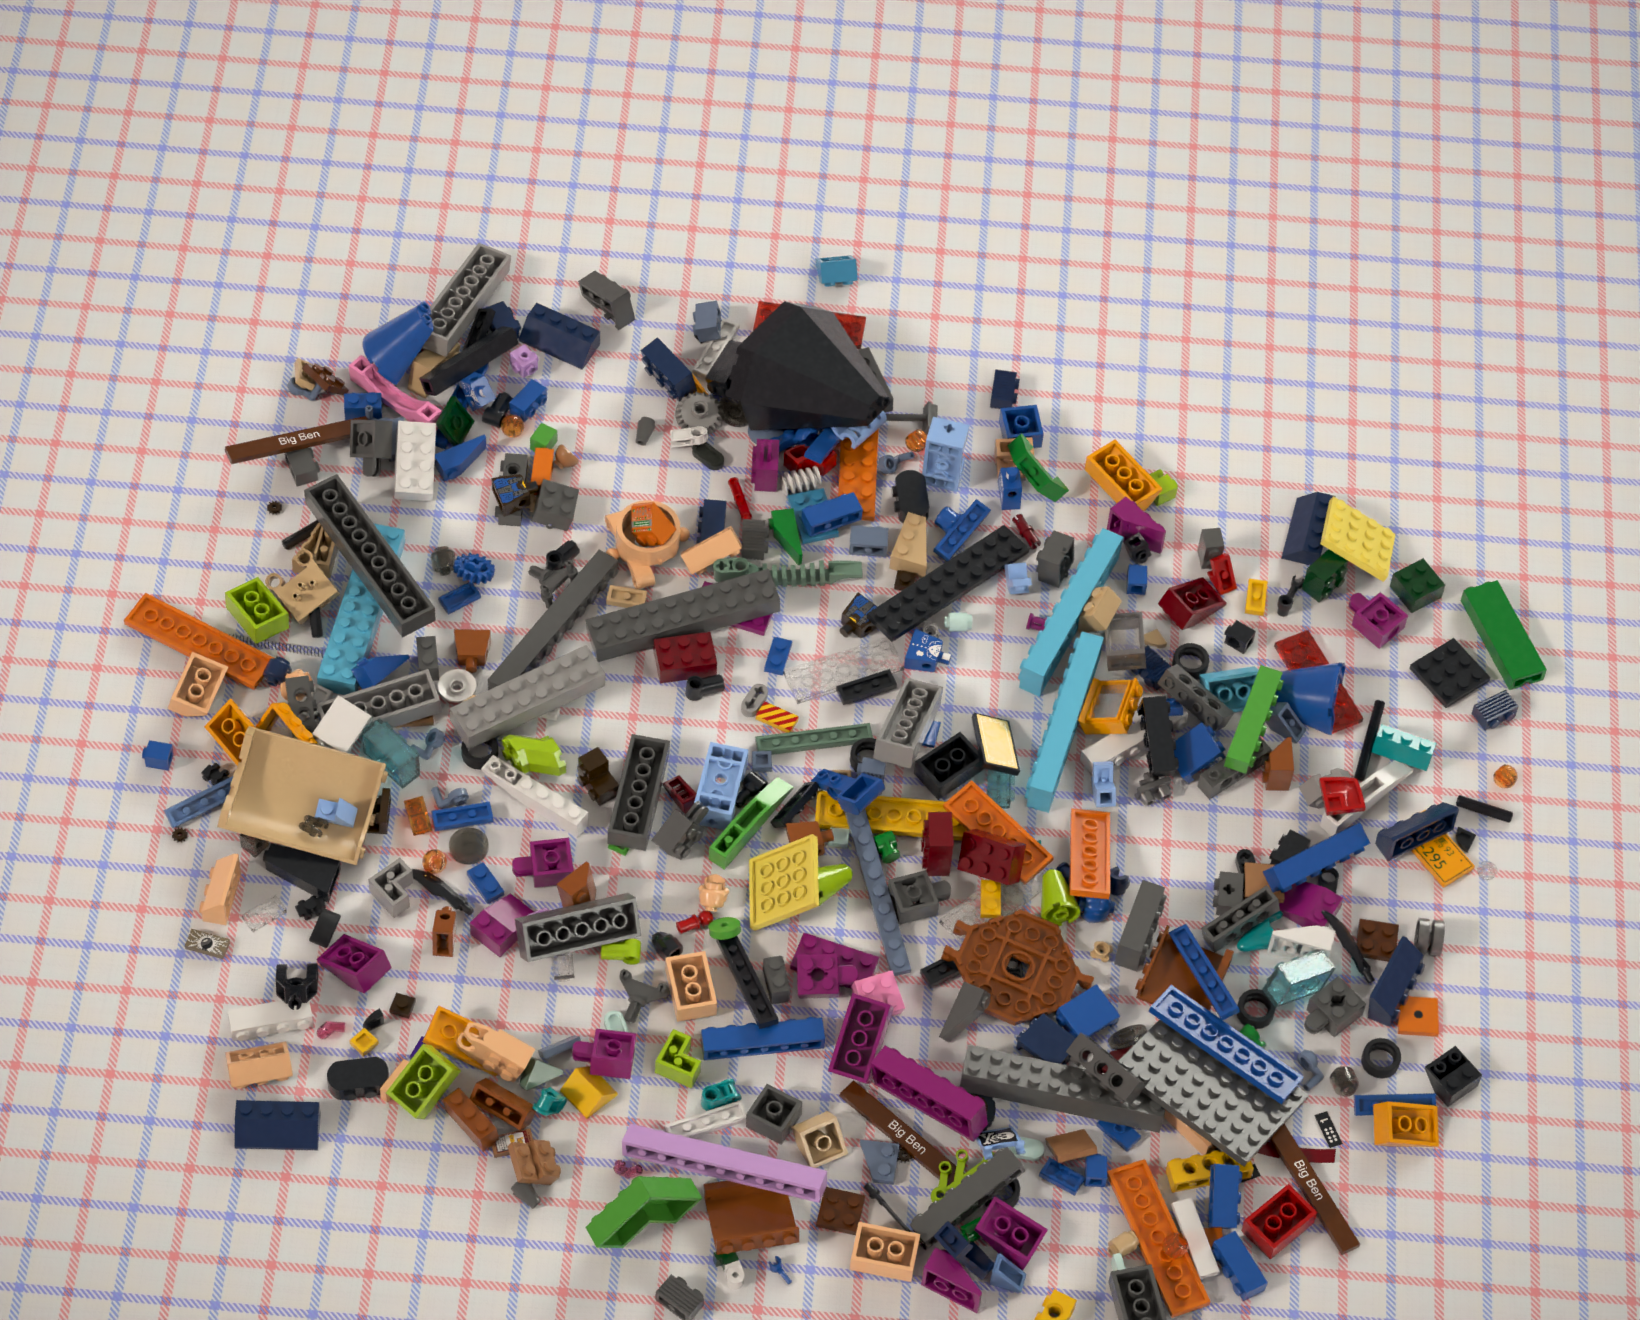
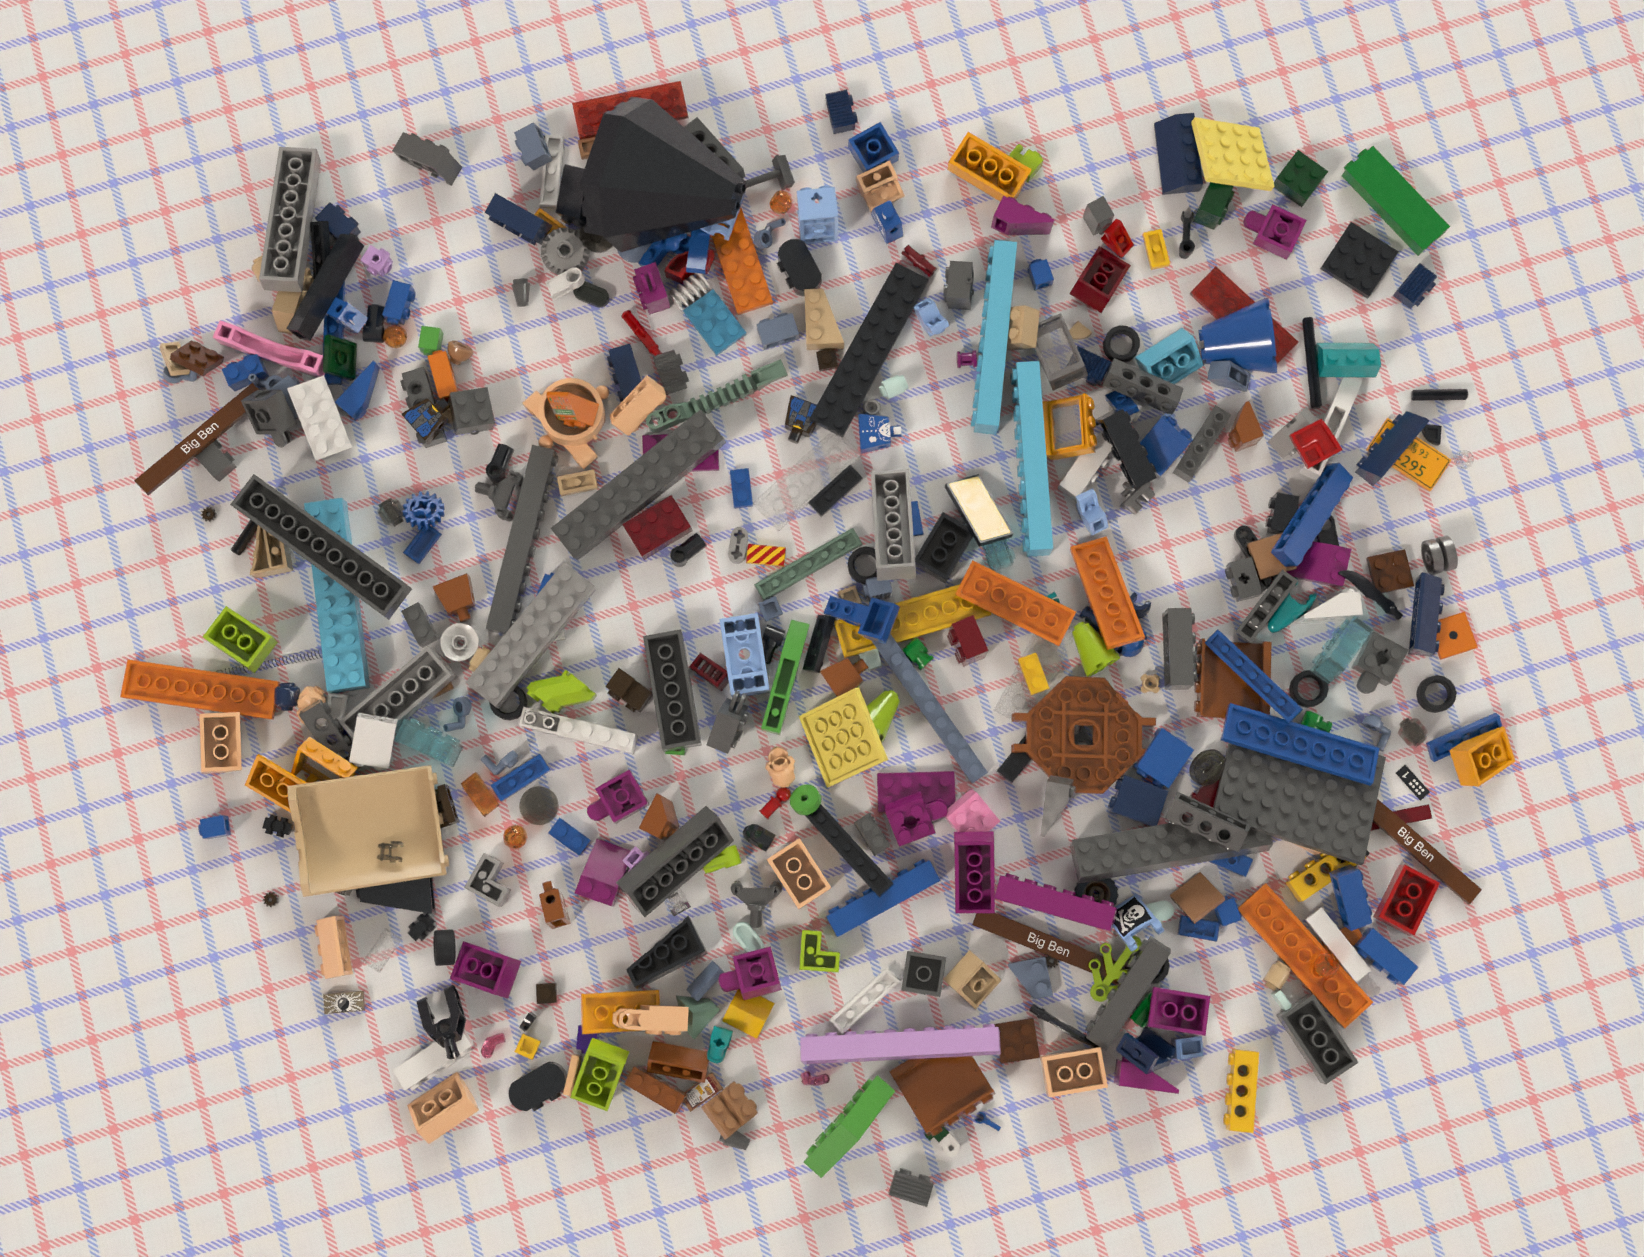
camera: 15 degrees left, 25 degrees up
(198, 803) = (273, 862): medium blue tile -> none
(277, 1125) = (485, 1163): dark blue slope -> none
(305, 592) = (278, 603): tan piece -> none
(337, 813) = (405, 828): light blue slope -> none
(373, 670) = (378, 660): blue slope -> none
(398, 342) = (249, 296): blue cone -> none
(440, 888) = (531, 859): black sword -> none
(534, 1010) = (671, 953): none -> black wedge
(559, 336) = (399, 218): dark blue slope -> none
(723, 1094) = (868, 969): teal piece -> none
(786, 532) = (697, 352): green slope -> none
(831, 514) = (733, 319): blue brick -> none
(837, 269) = (631, 37): dark azure slope -> none
(915, 888) = (966, 697): dark grey brick -> none
(958, 527) = (855, 283): blue plate -> none
(991, 856) = (1021, 635): dark red brick -> none
(1034, 471) = (919, 207): green slope -> none
(1139, 553) = (1032, 244): black brick -> none
(1239, 636) = (1156, 299): black brick -> none
(1253, 719) = (1207, 394): bright green brick -> none
(1452, 1076) = (1507, 689): black slope -> none
(1505, 776) = (1448, 354): clear orange piece -> none

